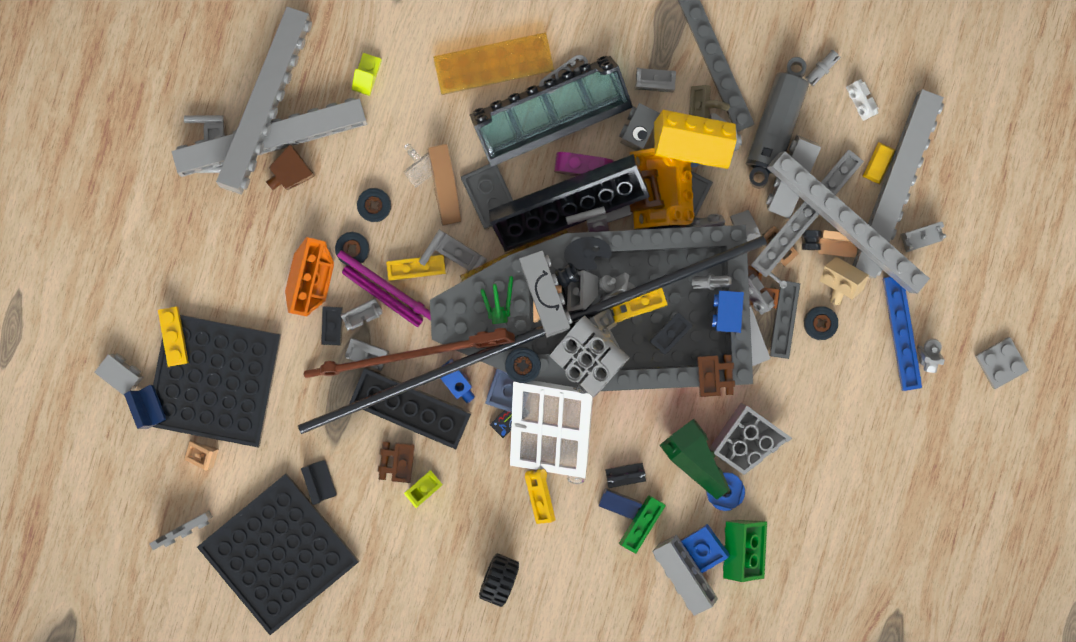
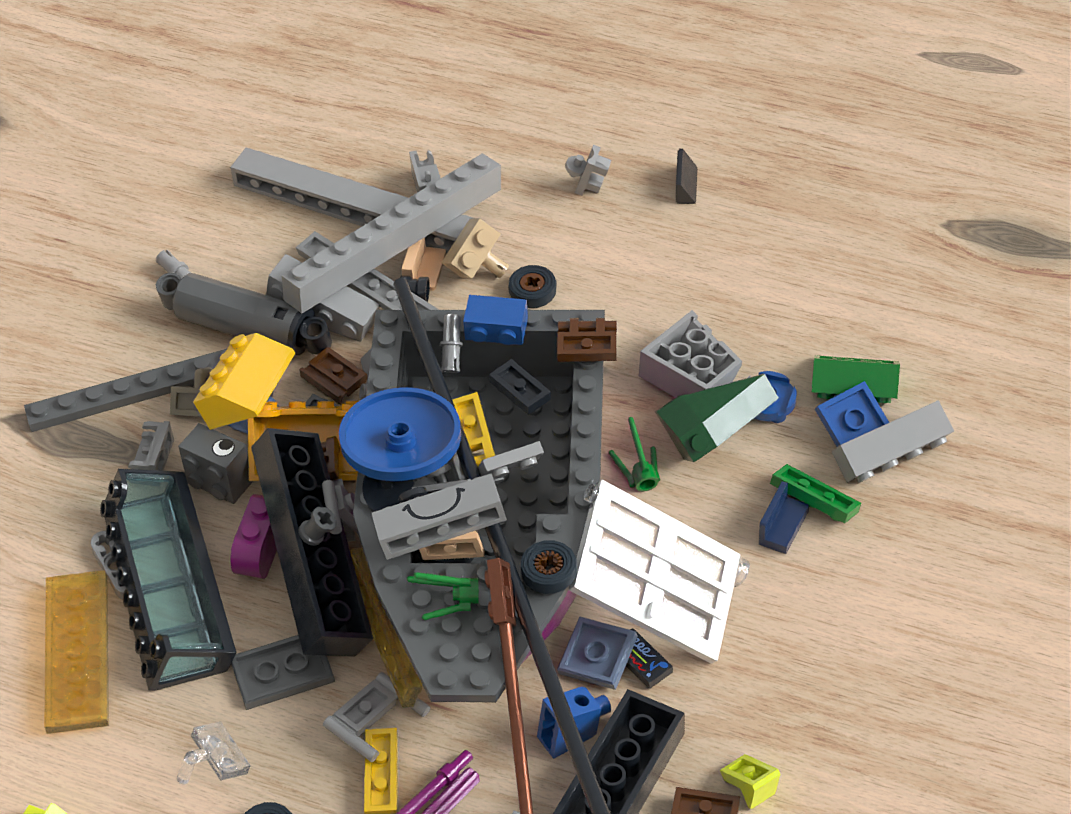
camera: 80 degrees left, 40 degrees down
(444, 184) = (250, 718): medium nougat slope -> none
(499, 580) = (901, 666): black tyre -> none
(540, 496) = (769, 618): yellow plate -> none
(561, 206) = (313, 530): none -> dark grey bush
(611, 362) = (573, 472): light grey connector -> none
(619, 258) = (400, 434): none -> blue dish
(625, 475) = (739, 511): black hinge -> none
(653, 412) = (644, 475): none -> green plant
(730, 193) = (333, 375): none -> reddish brown plate
(865, 107) = (231, 234): white hinge -> none
(879, 163) = (321, 222): yellow tile -> none
(902, 335) = (556, 203): blue plate -> none
(932, 426) = (686, 179): none -> black slope
(1001, 363) = (606, 114): light grey plate -> none

